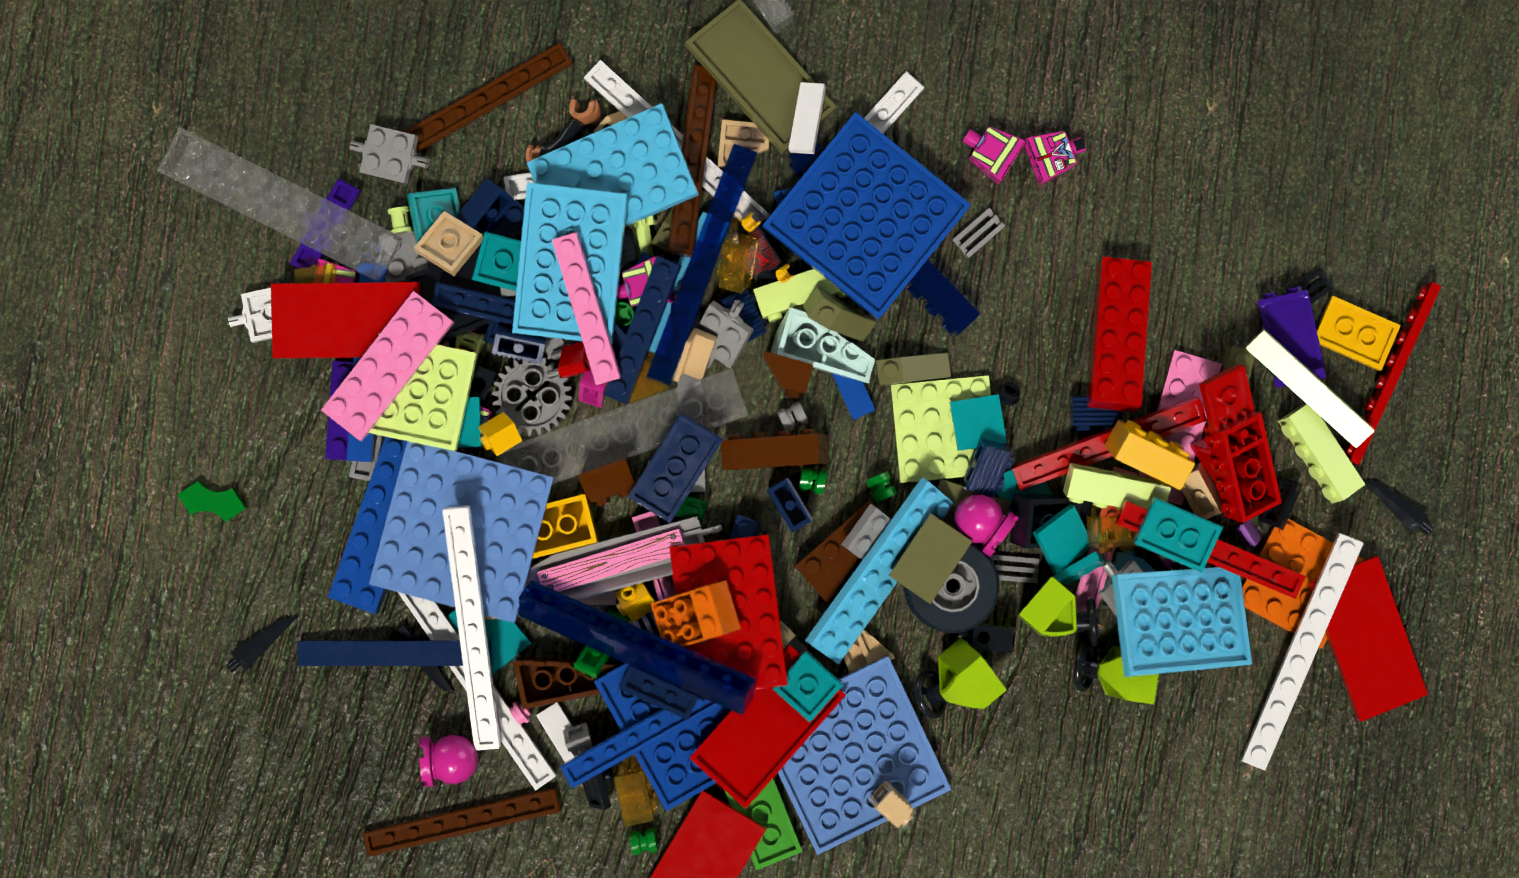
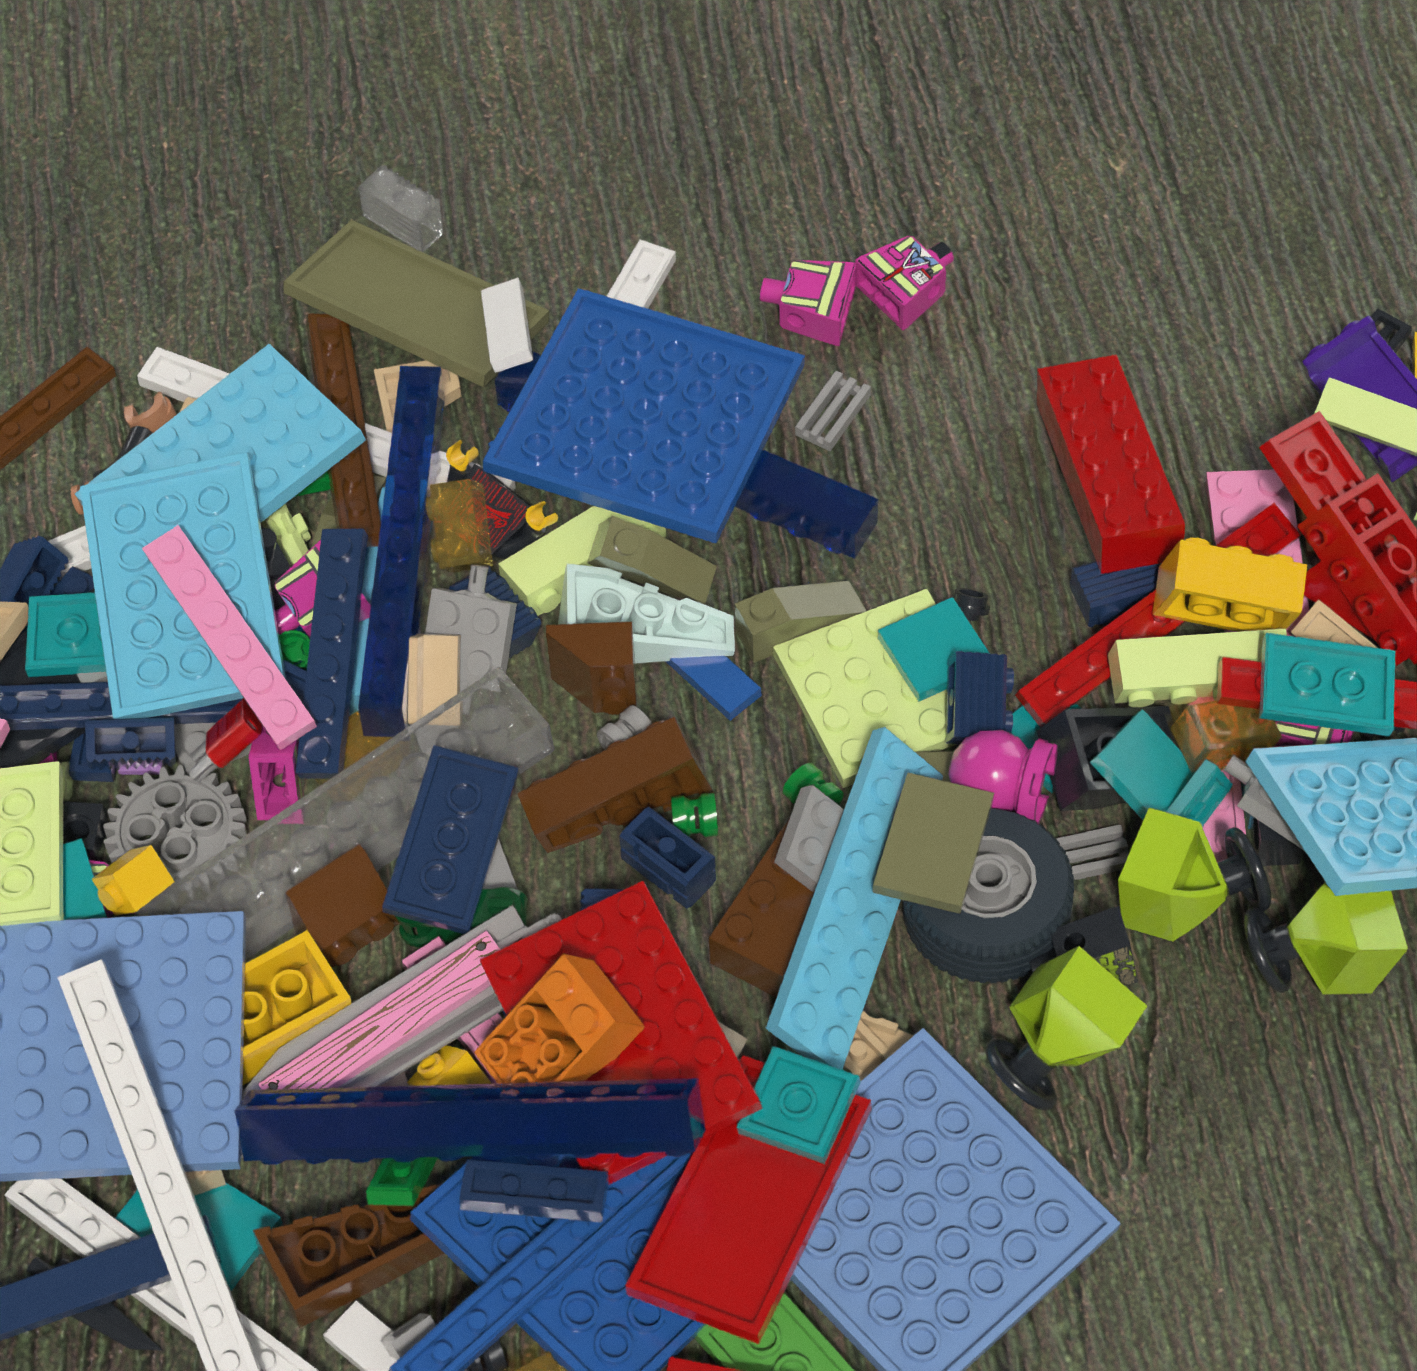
camera: 15 degrees left, 30 degrees down
(519, 714) = (294, 1335): bright pink plate -> none
(892, 804) = (1023, 1254): tan brick -> none

